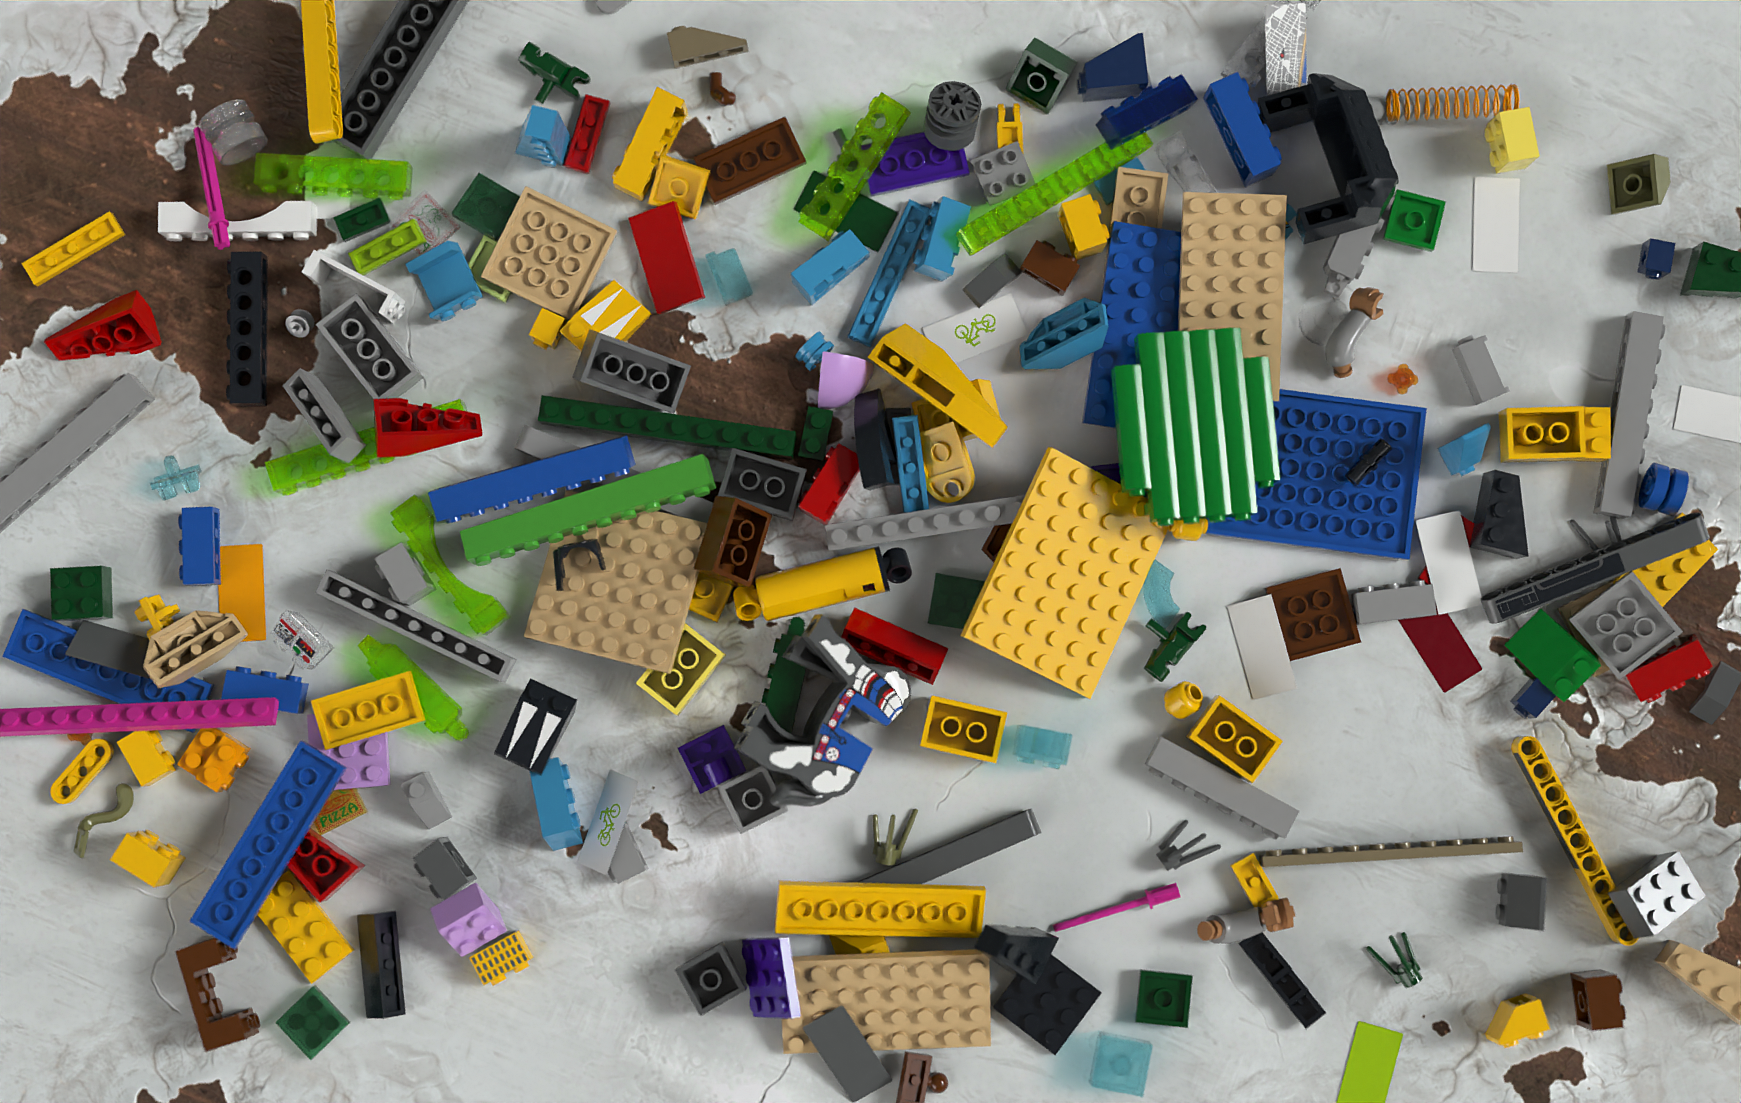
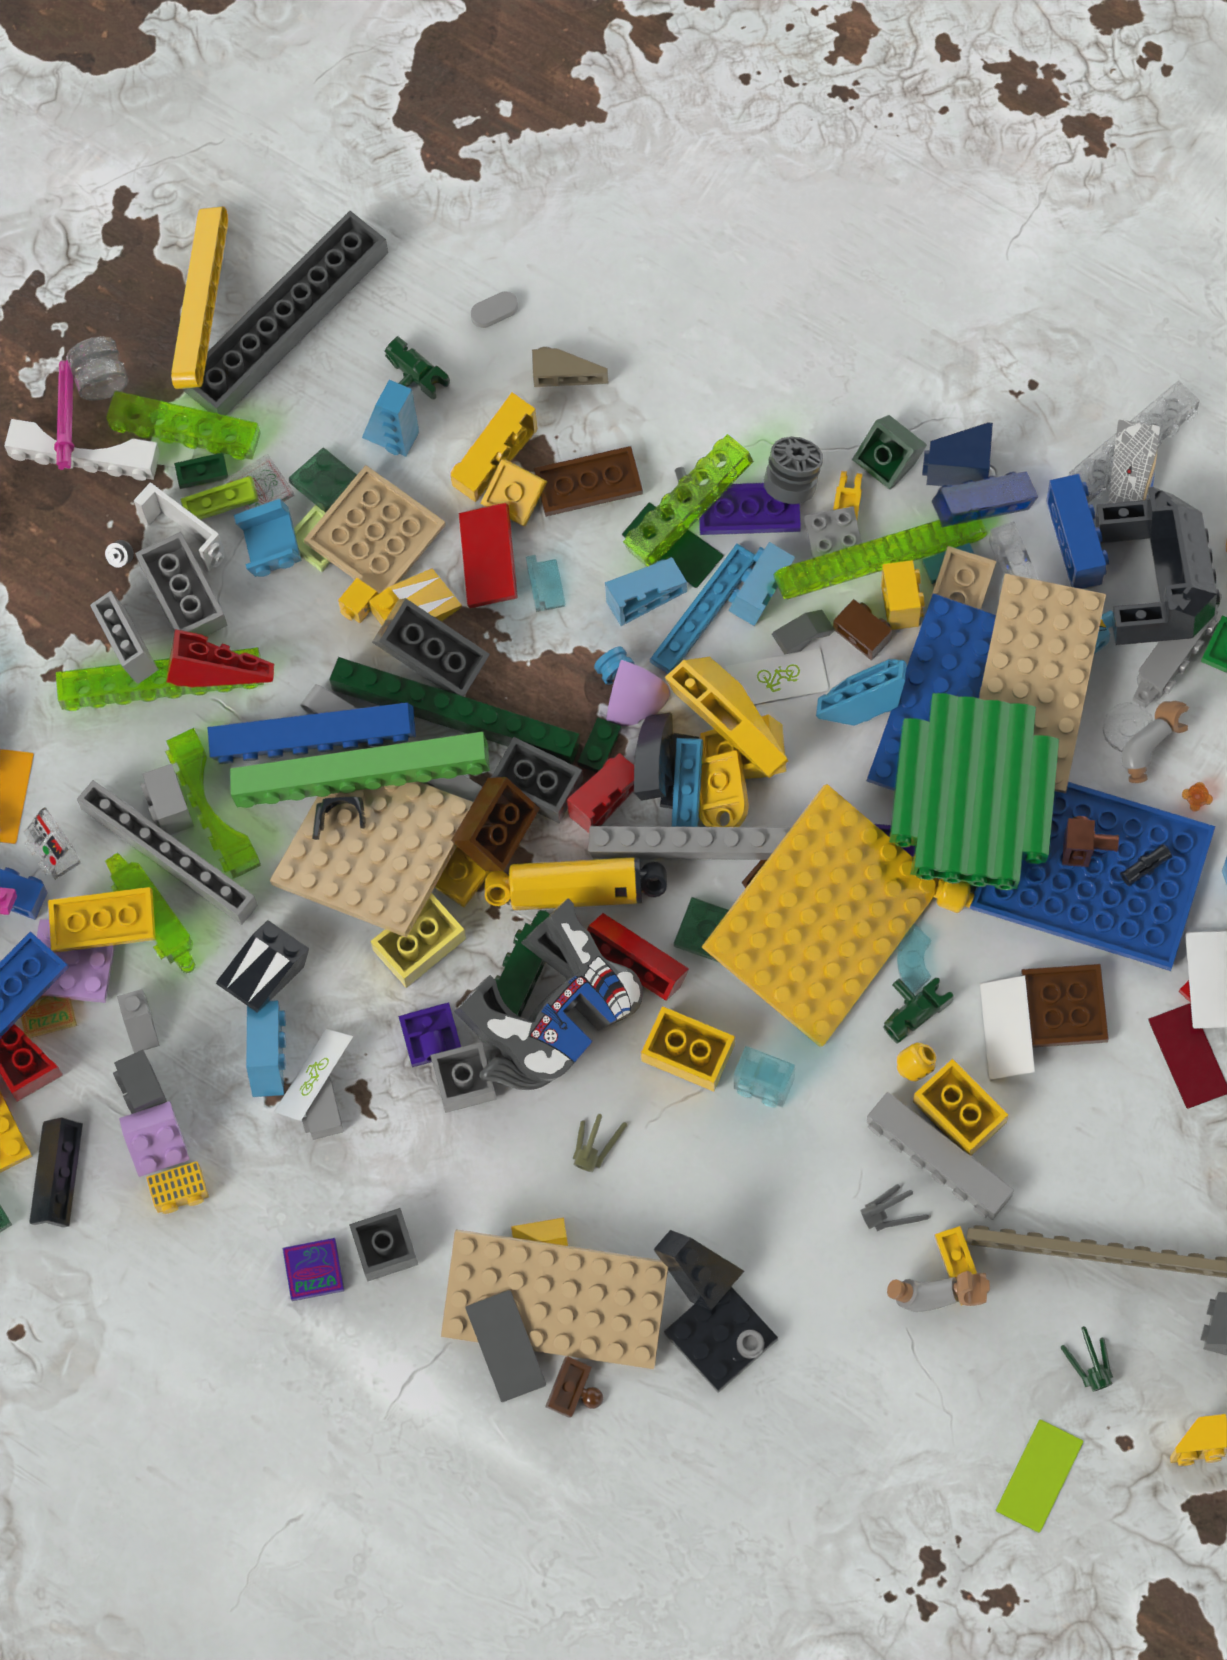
camera: 15 degrees right, 15 degrees down
(257, 290) = (60, 610): black brick -> none
(587, 134) = (435, 431): red tile -> none
(648, 1010) = (313, 1269): none -> dark purple tile
(718, 92) = (571, 415): reddish brown arm -> none
(771, 977) = (443, 1250): dark purple plate -> none
(879, 909) = (566, 1204): yellow plate -> none
(960, 851) = (628, 1177): dark grey beam -> none
(1078, 1007) = (750, 1344): none -> light grey tile
(1120, 1063) = (783, 1410): clear light blue brick -> none
(1152, 898) = (848, 1252): dark pink piece -> none
(1163, 998) = (840, 1354): dark green plate -> none
(1282, 979) = (967, 1358): black slope -> none
(1305, 453) = (1081, 841): none -> copper brick
(1393, 602) = (1148, 1008): light grey brick -> none

